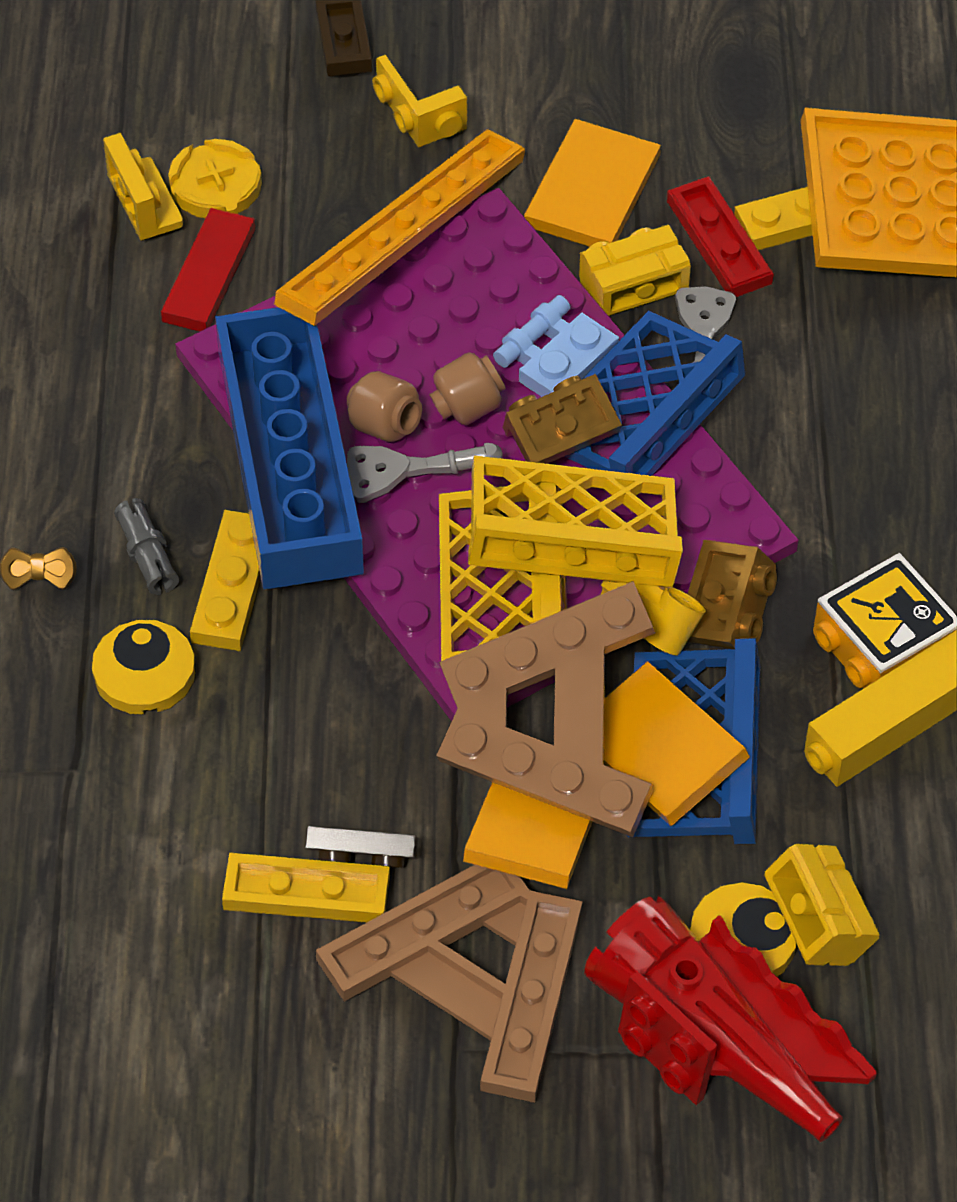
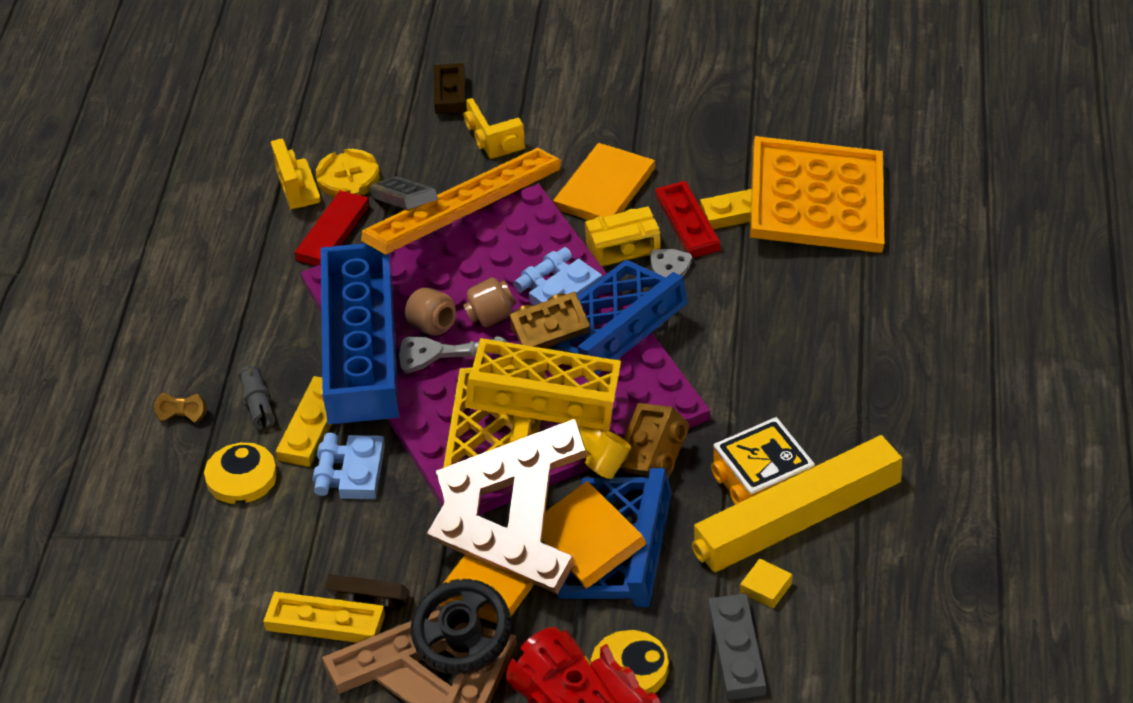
camera: 10 degrees right, 10 degrees down
(312, 216) = (403, 192): none -> dark grey tile
(315, 649) = (360, 469): none -> light blue plate
(544, 930) = (469, 639): none -> black wheel
(821, 905) = (685, 645): yellow brick -> none
(886, 889) = (737, 647): none -> dark grey plate
(912, 801) = (766, 583): none -> yellow tile

